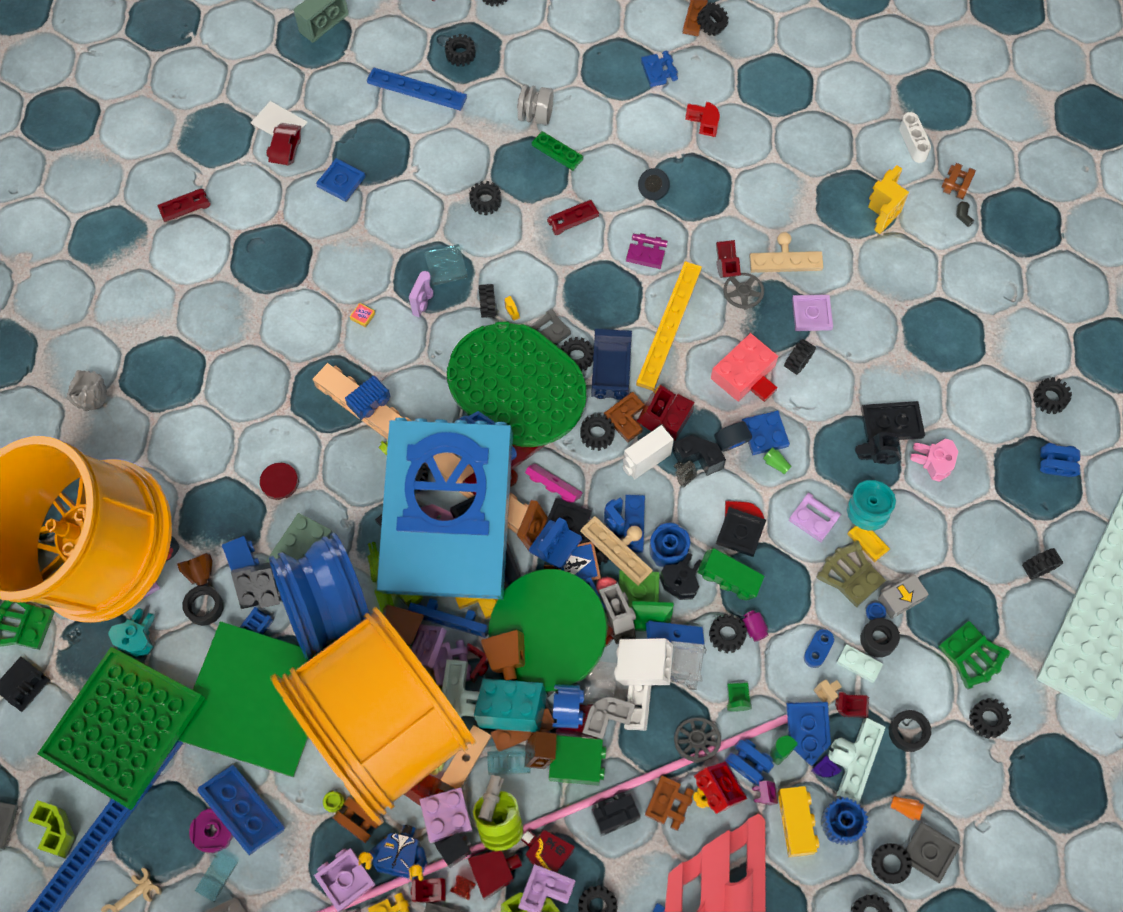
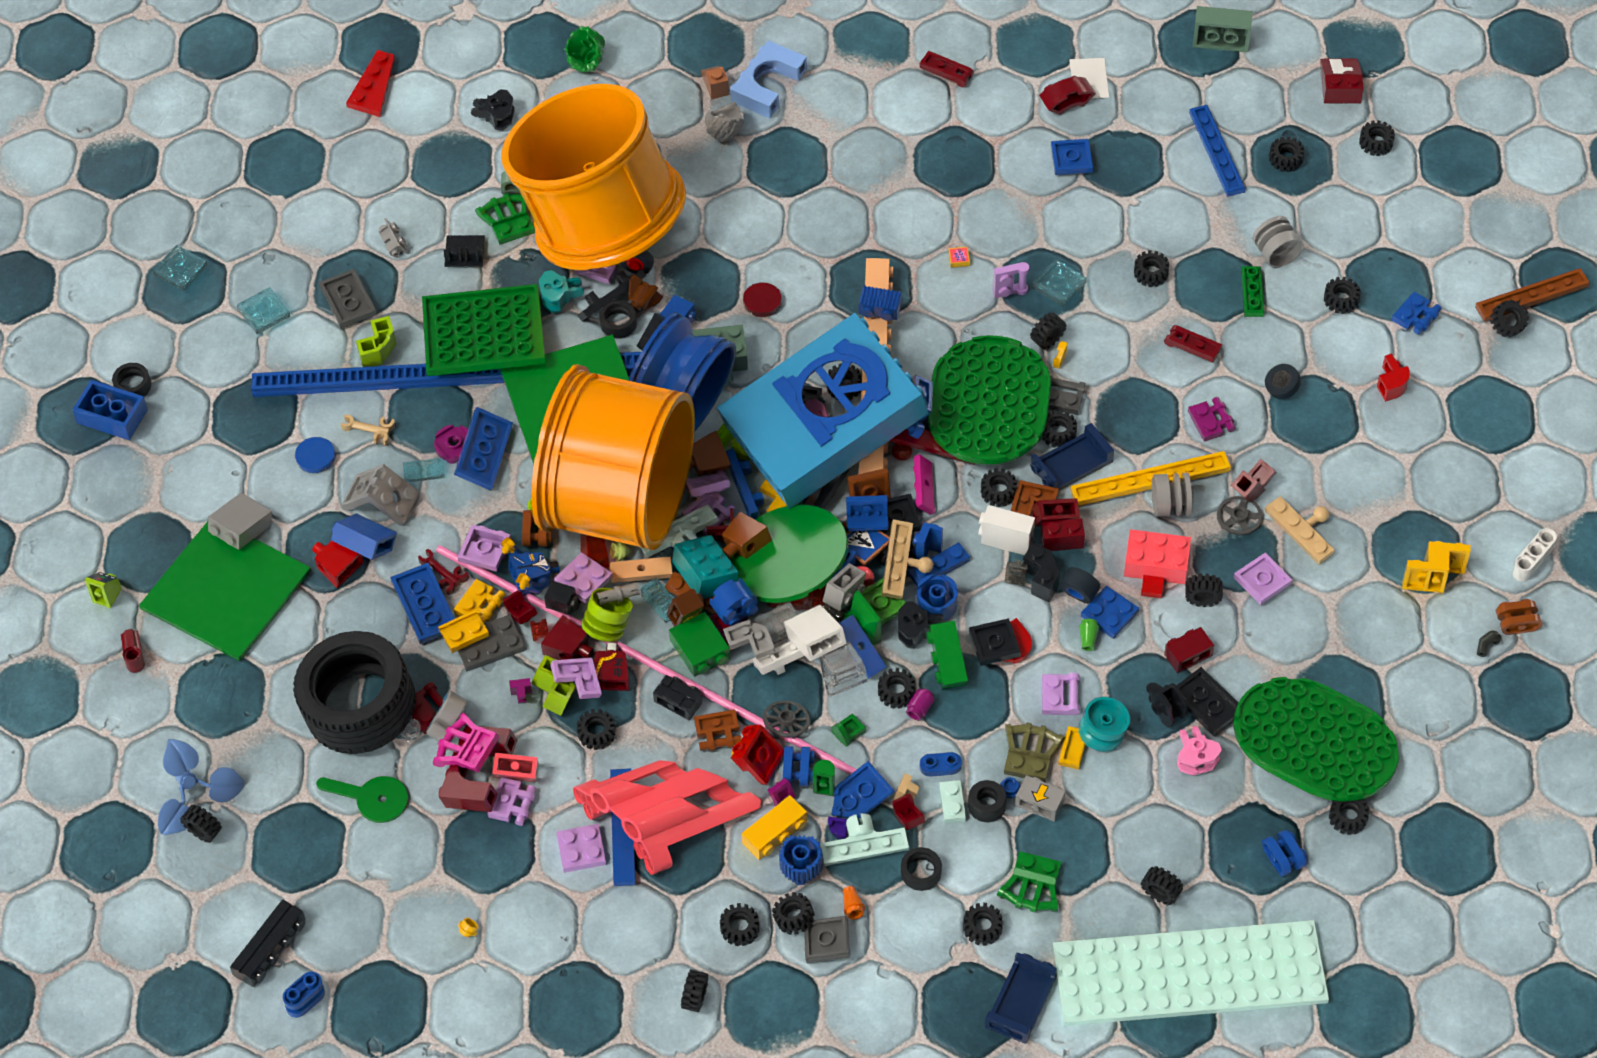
camera: 55 degrees right, 10 degrees down
(39, 370) = (716, 81): none -> nougat slope
(58, 317) = (770, 59): none -> light blue arch
(175, 609) = (596, 303): none -> black hinge
(608, 92) = (1344, 286): none -> black tyre
(701, 320) = (1172, 494): none -> light grey wheel
(840, 402) = (1189, 649): none -> dark red brick
(977, 373) = (1316, 739): none -> green tile
(1075, 736) = (1021, 998): none -> dark blue panel

